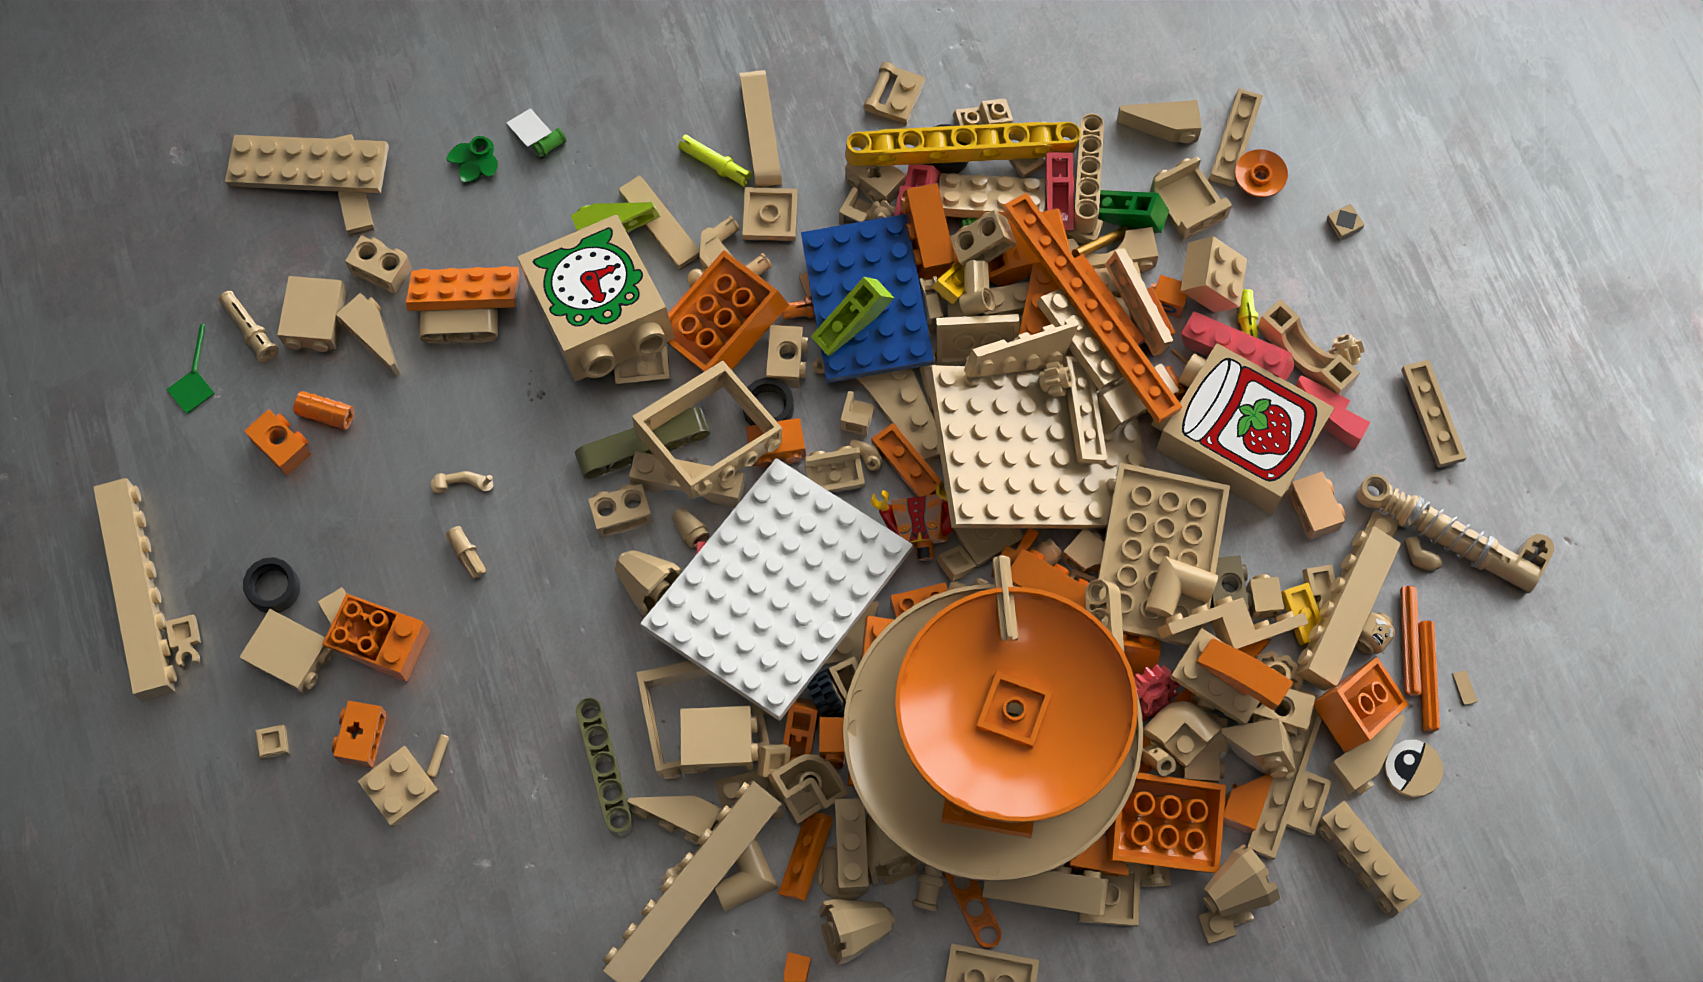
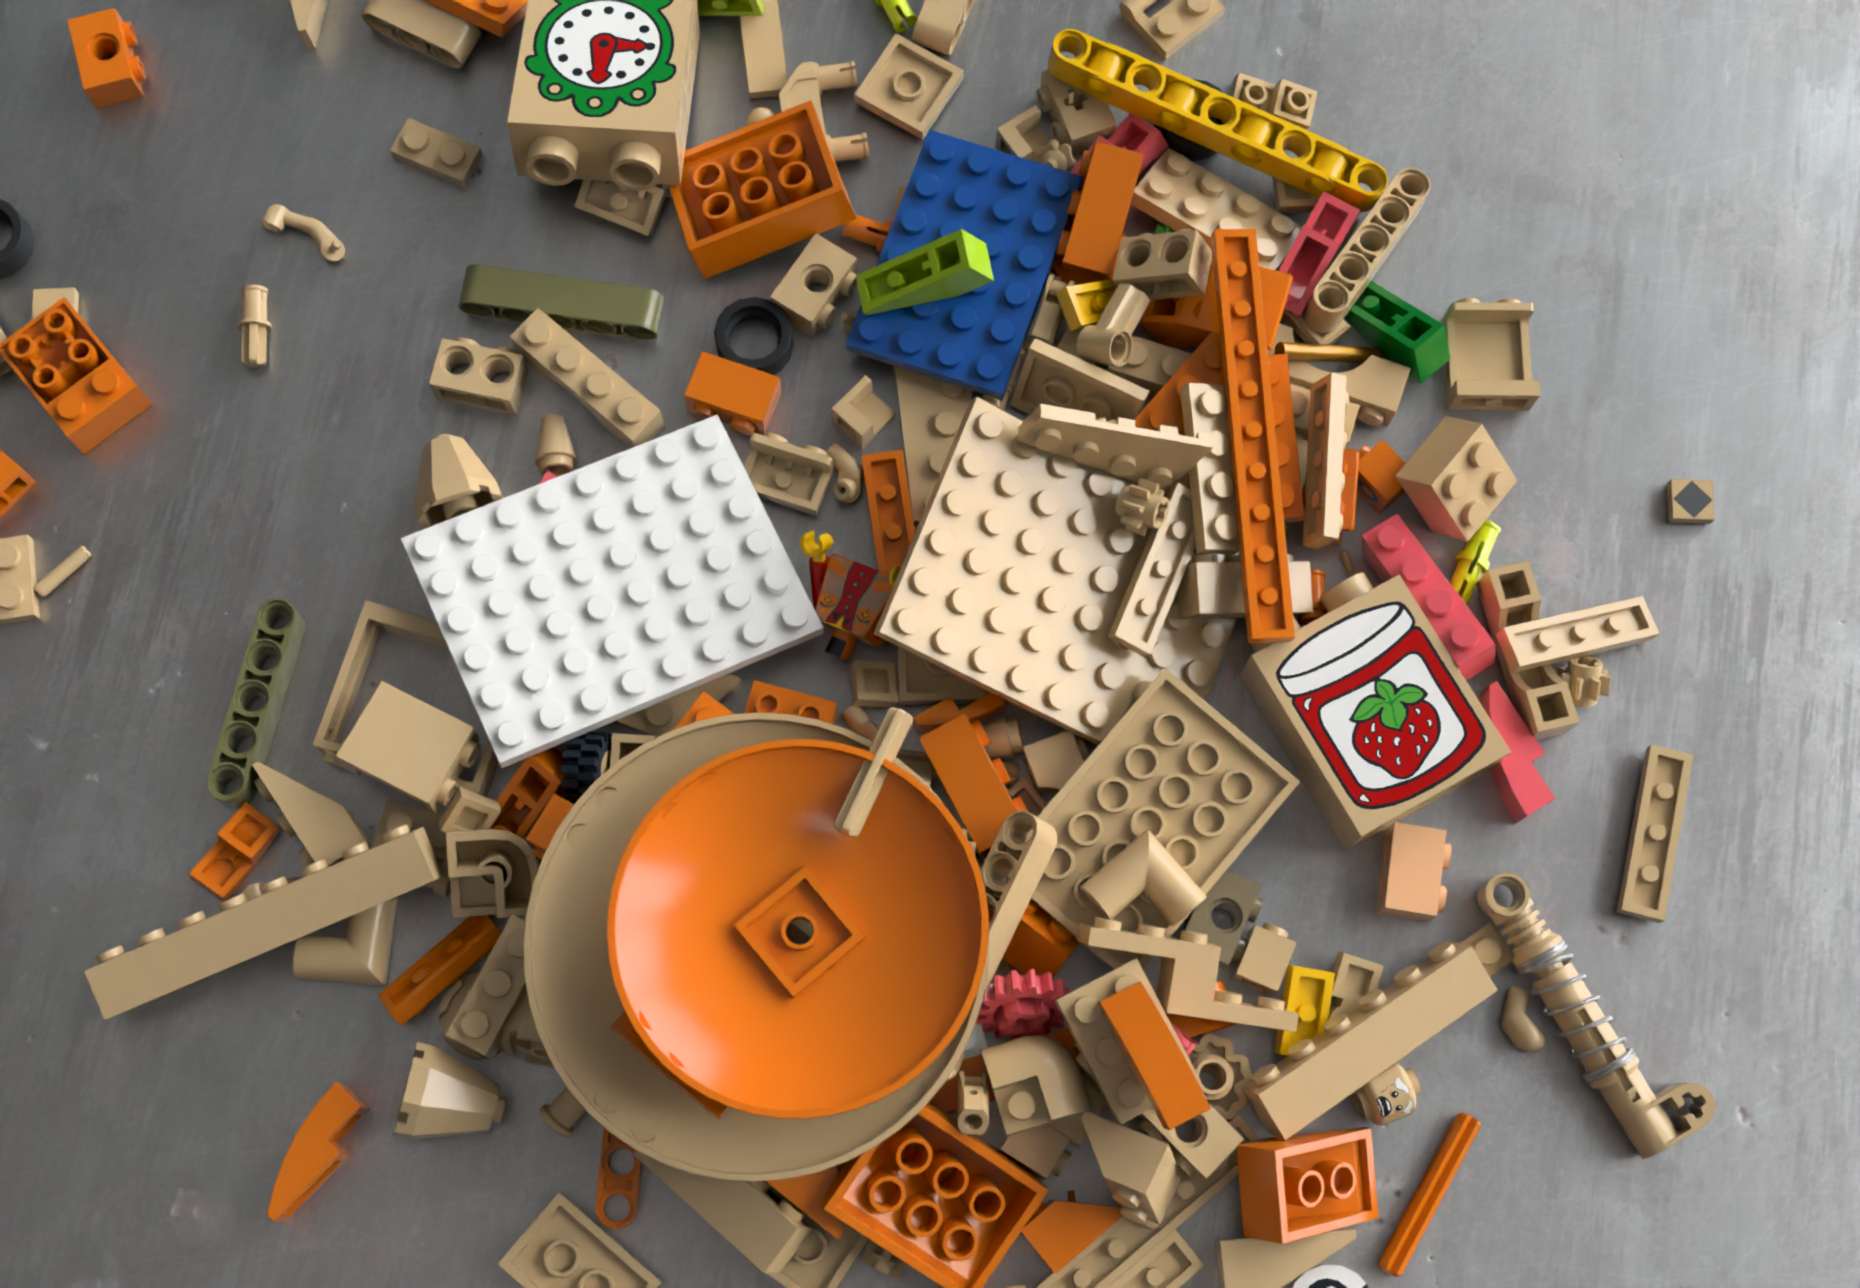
camera: 25 degrees right, 5 degrees up
(323, 410) = (187, 46): orange axle -> none
(512, 395) = (436, 152): none -> tan plate
(643, 860) = (236, 853): none -> orange slope
(689, 395) = (643, 270): tan window -> none
(1167, 120) = (1520, 233): tan slope -> none
(1235, 136) = (1605, 306): tan tile -> none
(1261, 163) = (1621, 361): orange dish -> none
(1329, 326) = (1577, 634): none -> tan plate
(1410, 641) = (1433, 1132): orange axle -> none
(1465, 687) = (1472, 1238): tan piece -> none

